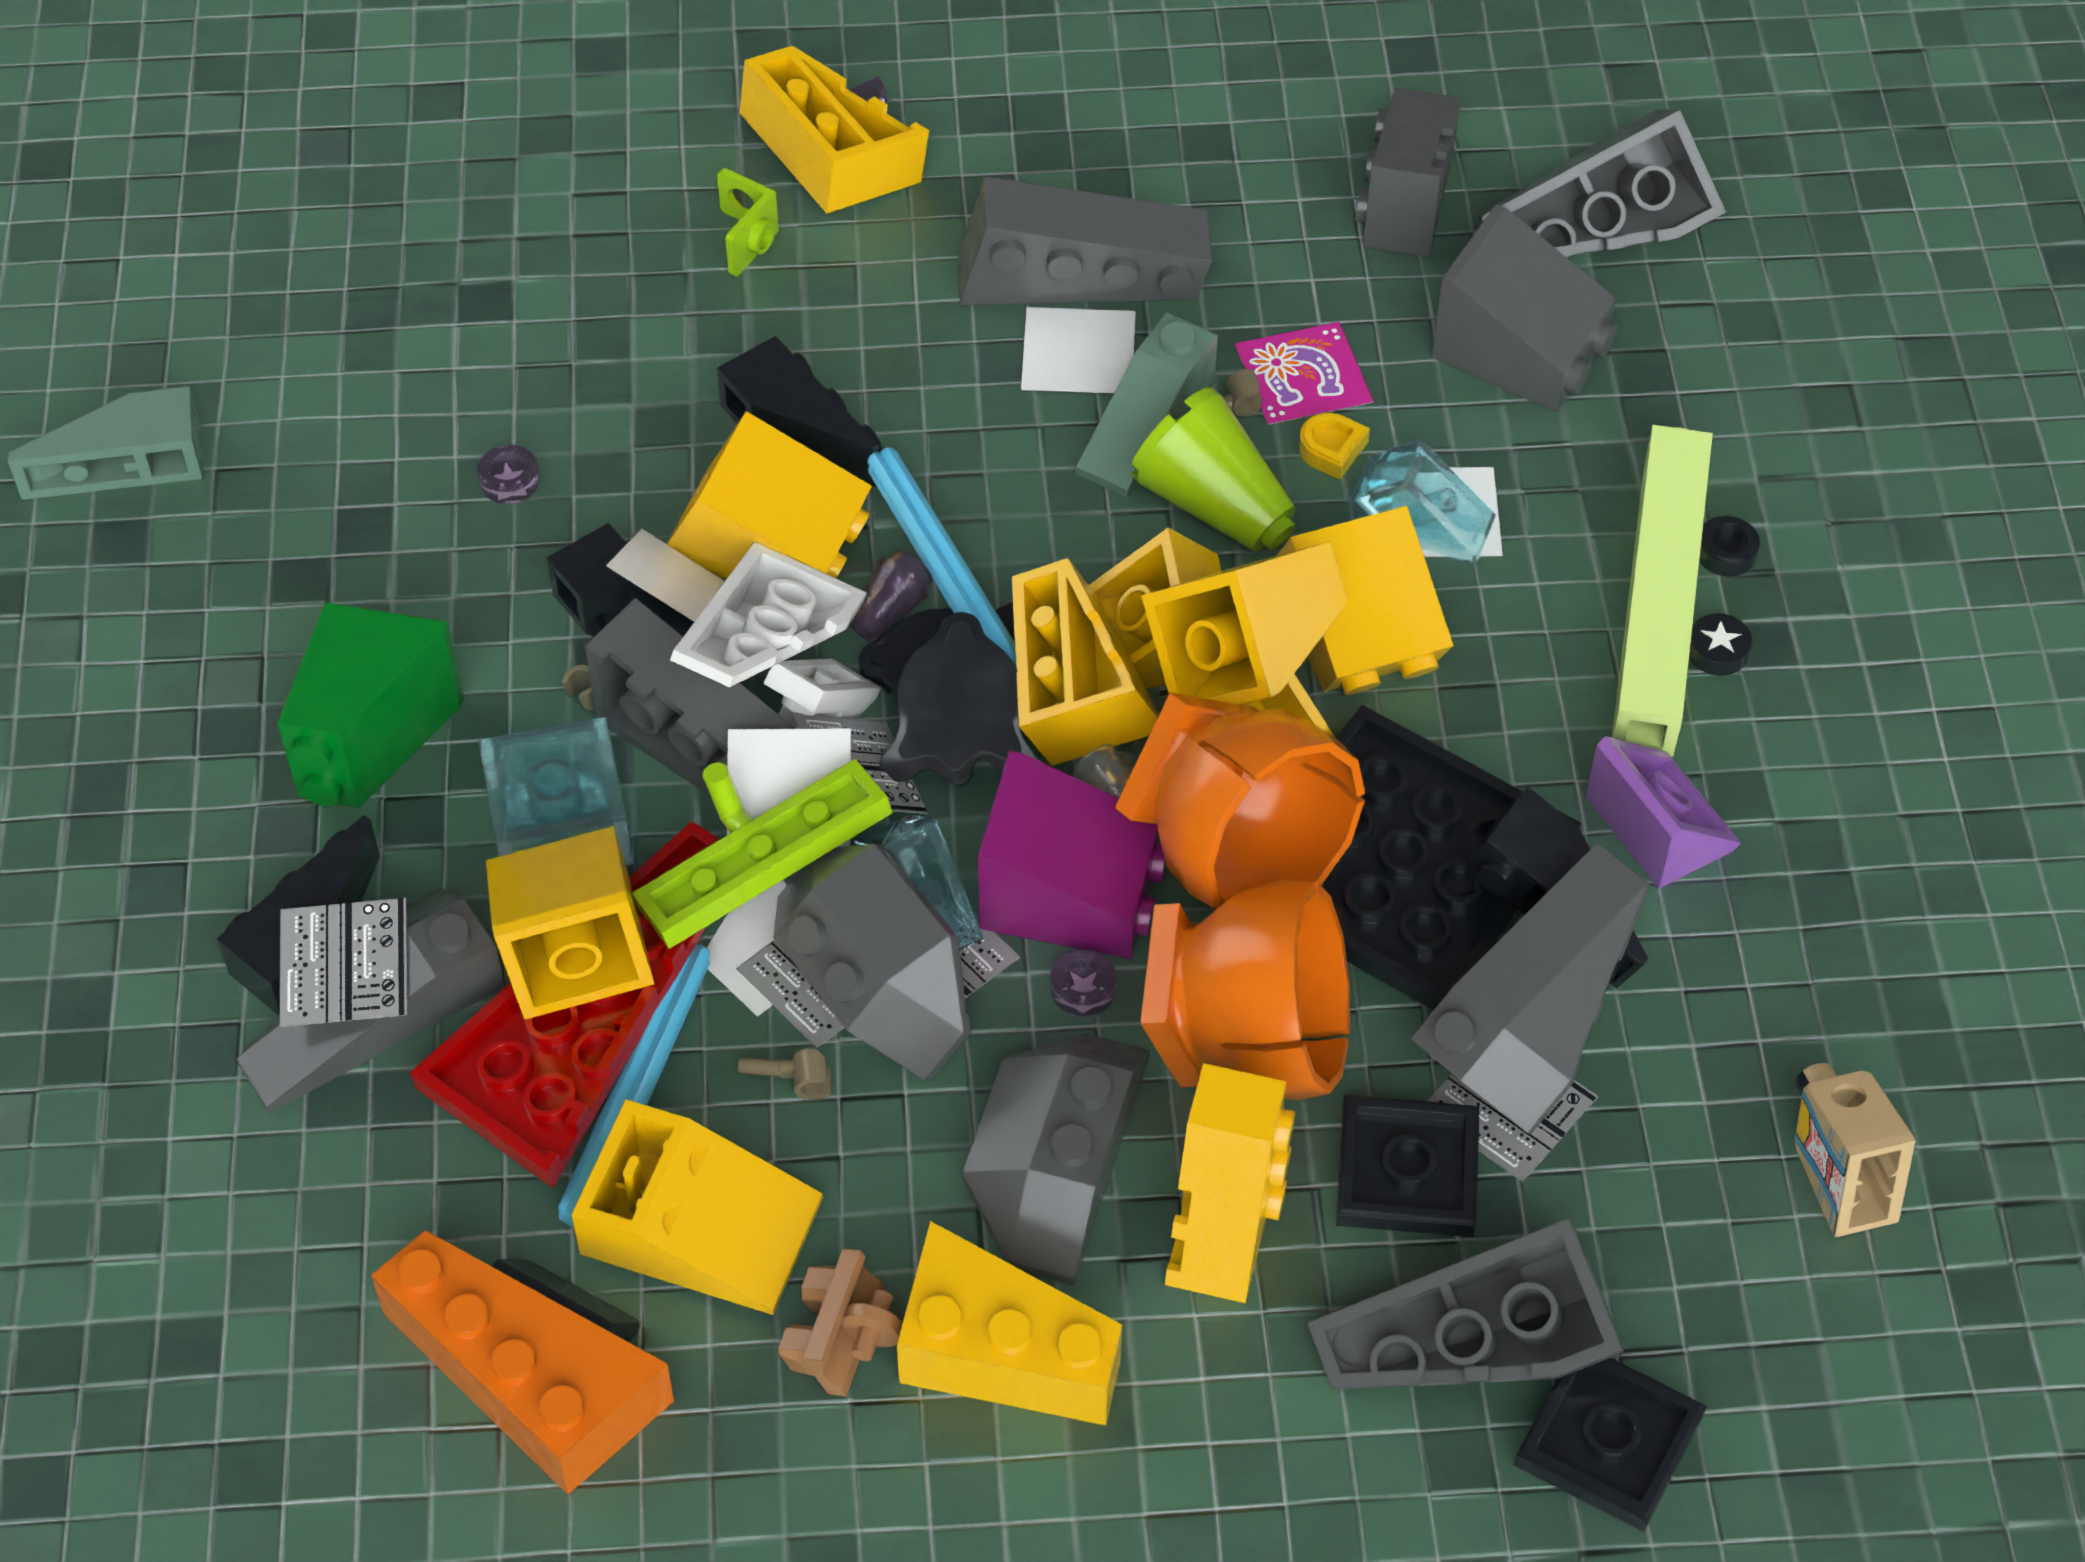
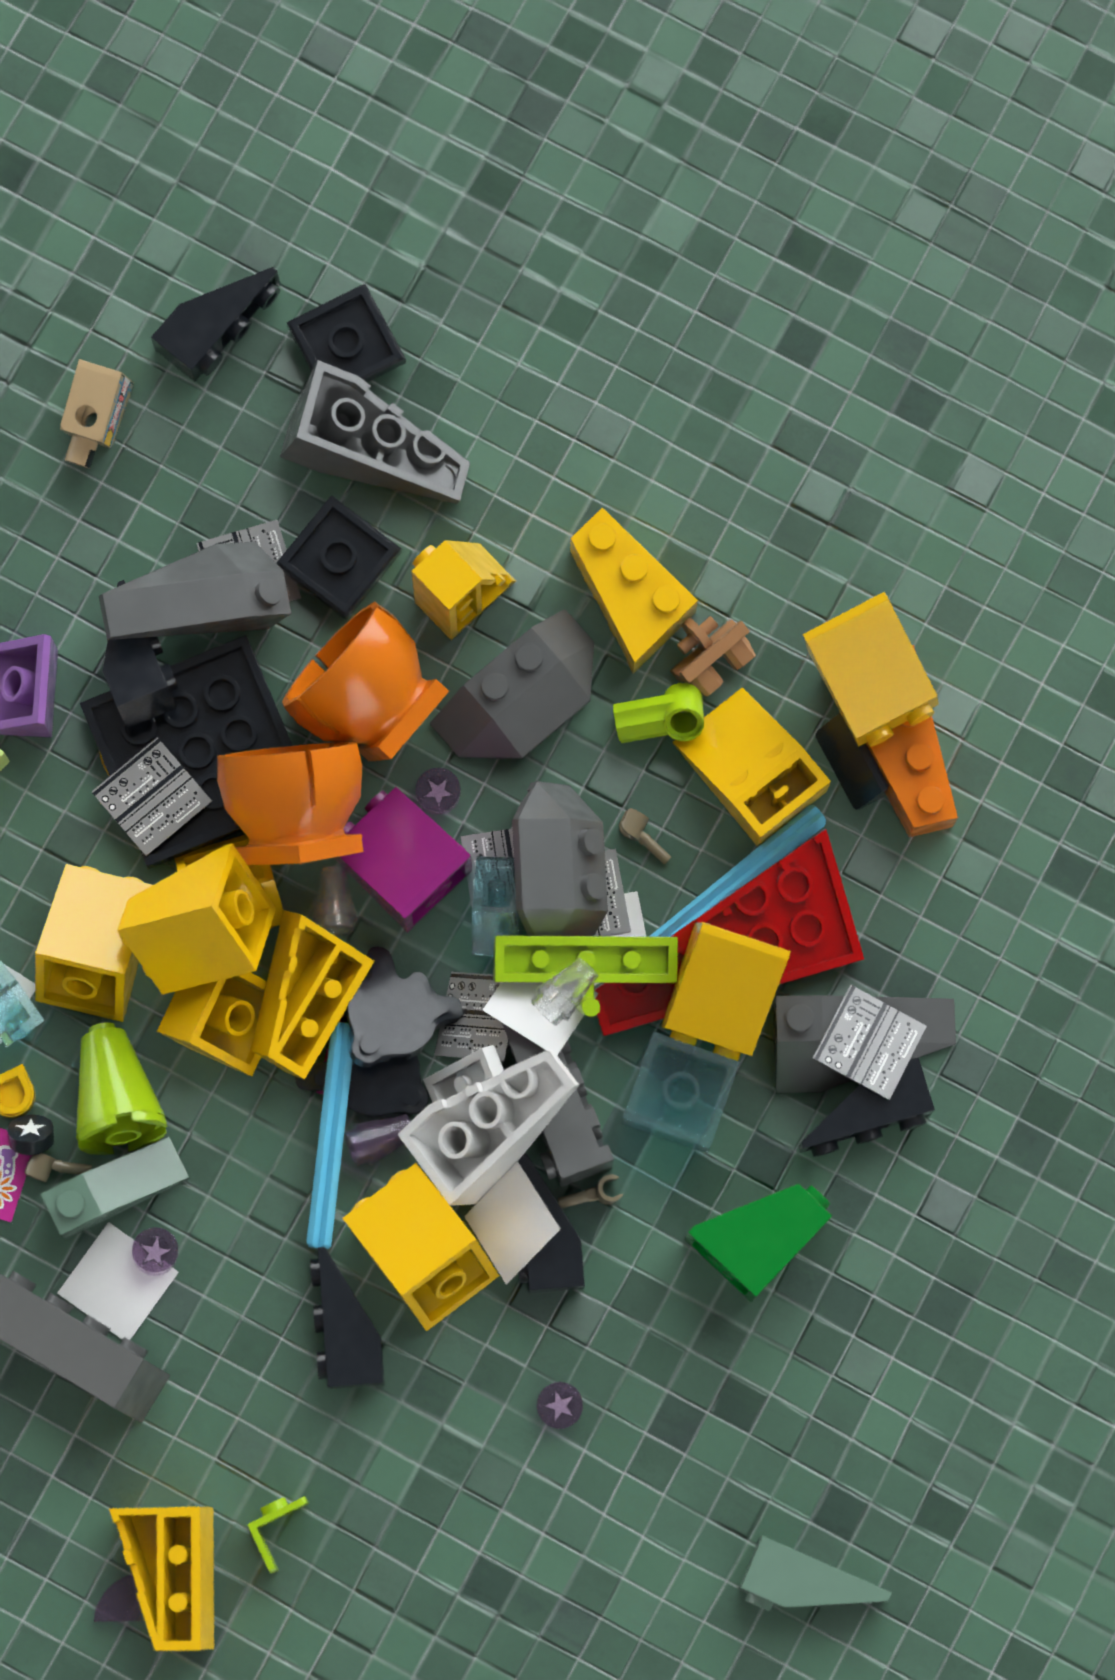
camera: 150 degrees left, 25 degrees up
(594, 1351) = (871, 670): none -> yellow slope
(762, 782) = (563, 992): none -> clear cone
(849, 1208) = (662, 715): none -> lime piece
(1059, 385) = (155, 1251): none -> clear purple tile
(1276, 406) = (30, 1134): none -> black tile
(1419, 772) = (151, 796): none -> light grey sticker
(1805, 1332) = (207, 324): none -> black slope

